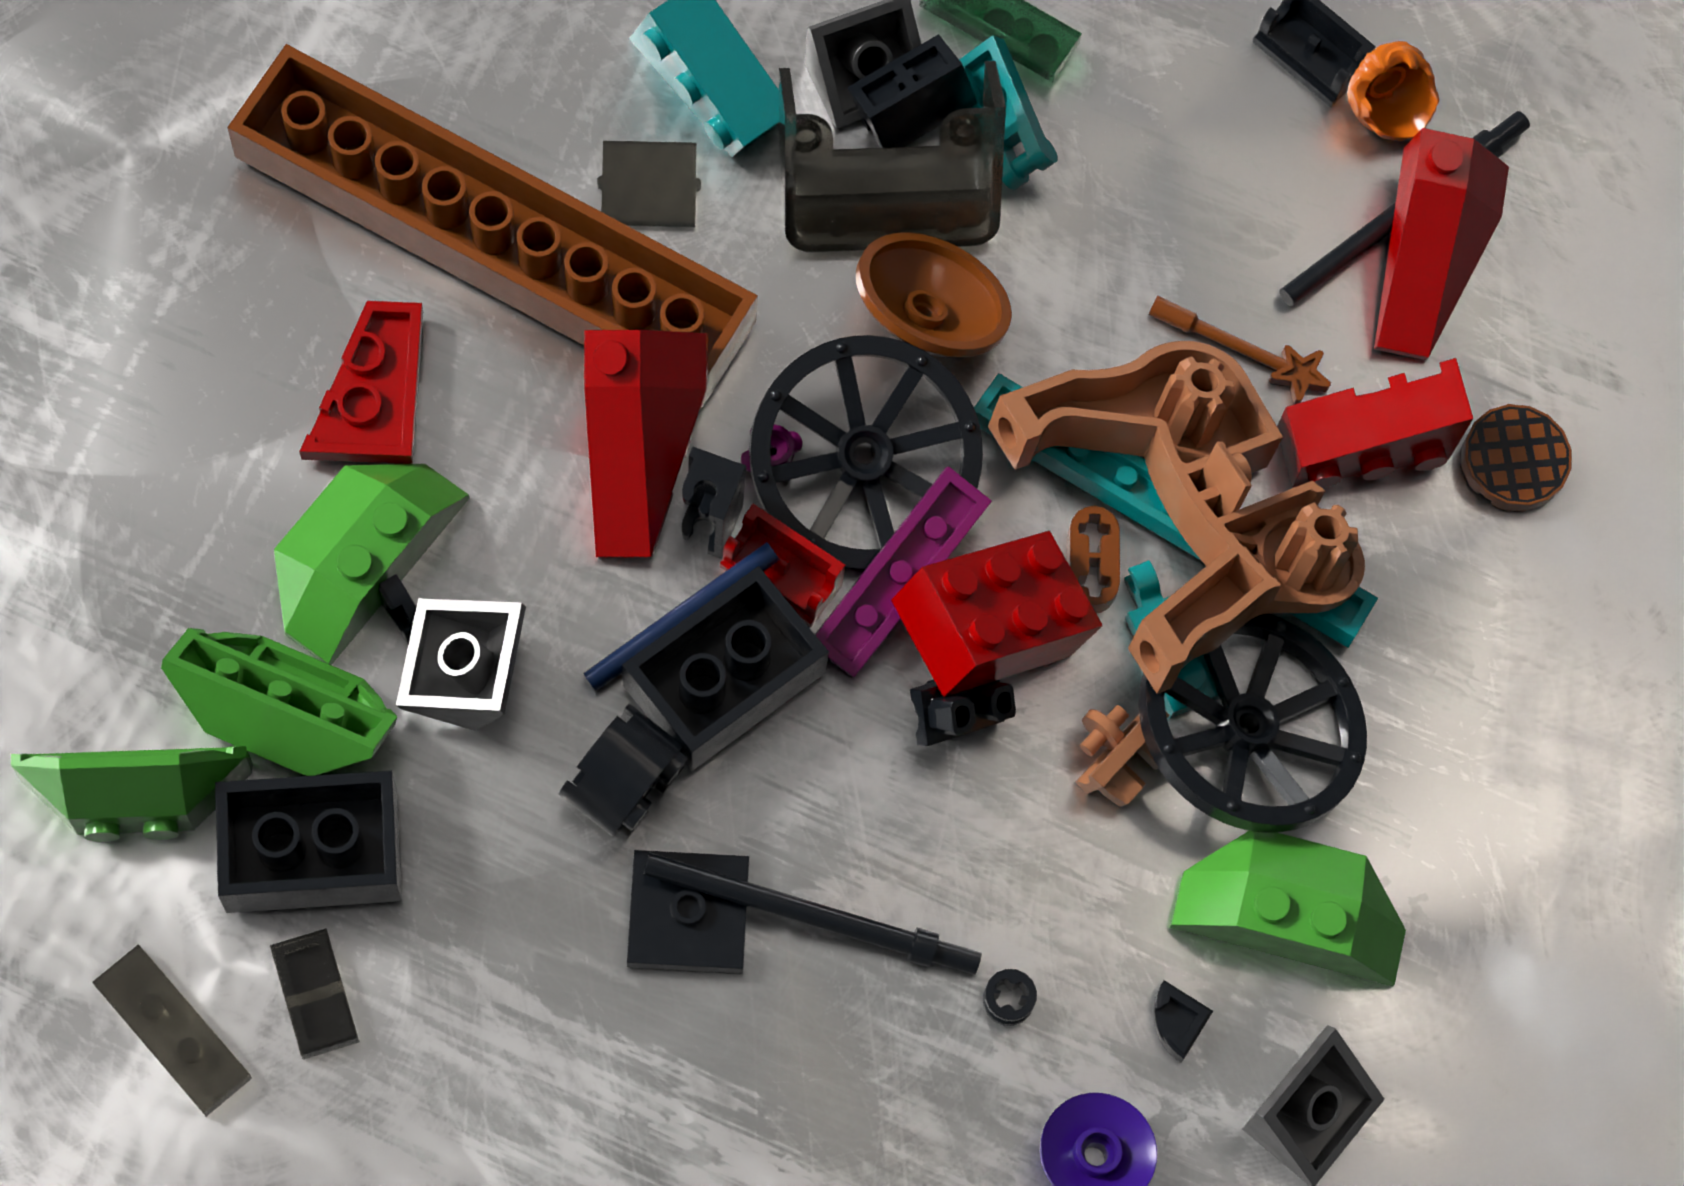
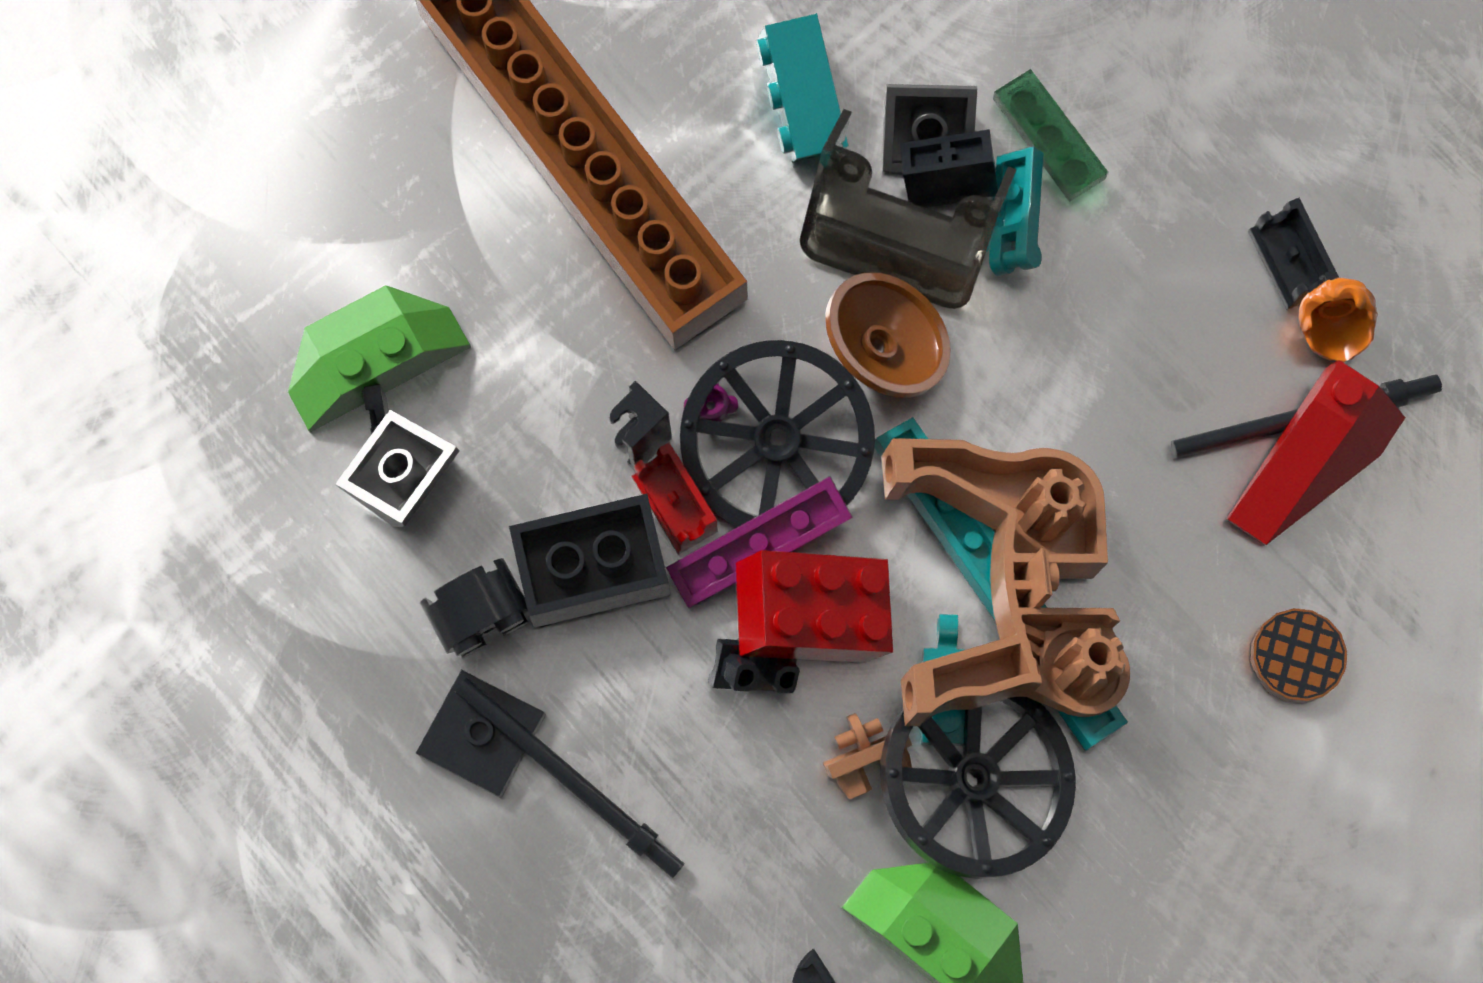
camera: 35 degrees right, 5 degrees up
(132, 789) = (123, 466): bright green wedge -> none
(172, 1030) = (70, 656): clear smoke tile -> none
(277, 701) = (253, 441): bright green wedge -> none
(307, 841) = (224, 559): black brick -> none
(314, 993) = (182, 674): clear smoke tile -> none
(375, 392) = (437, 237): red wing -> none
(611, 665) = (654, 489): dark blue bar -> none
(640, 419) = (610, 341): red wedge -> none
(649, 183) = (718, 158): clear smoke piece -> none
(1012, 980) = (680, 919): black bush -> none
(1107, 556) = (928, 599): dark orange beam -> none
(1291, 369) = (1150, 509): dark orange piece -> none
(1376, 431) = (1189, 587): red wedge -> none

